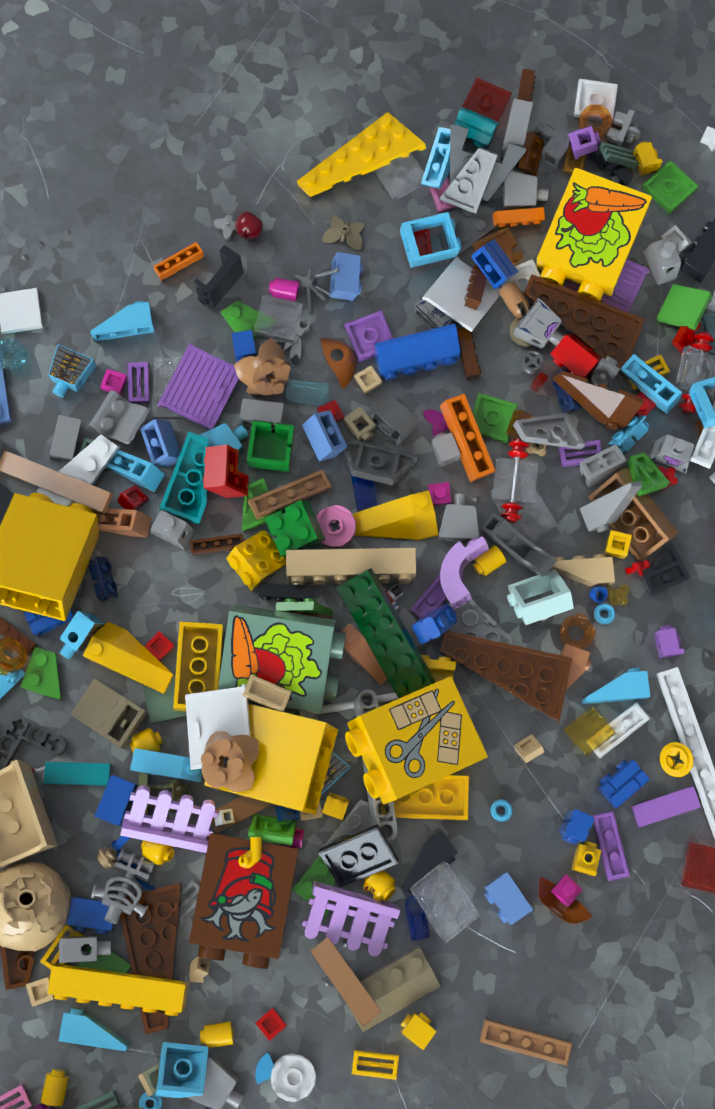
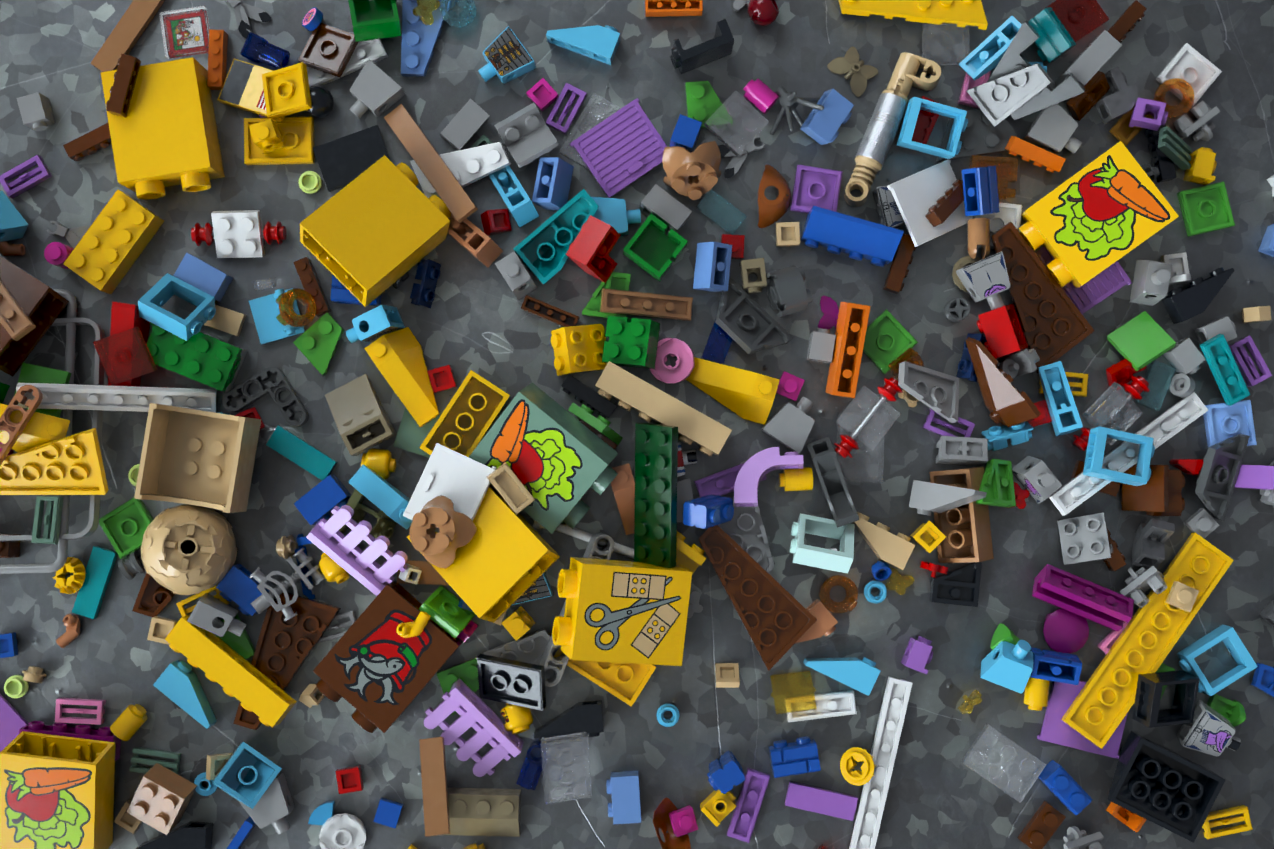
camera: 30 degrees right, 10 degrees up
(217, 1034) = (296, 761): yellow brick -> none
(319, 1033) = (388, 812): none -> blue tile
(392, 254) = (886, 120): none -> piece
(539, 381) = (952, 332): clear red tile -> none

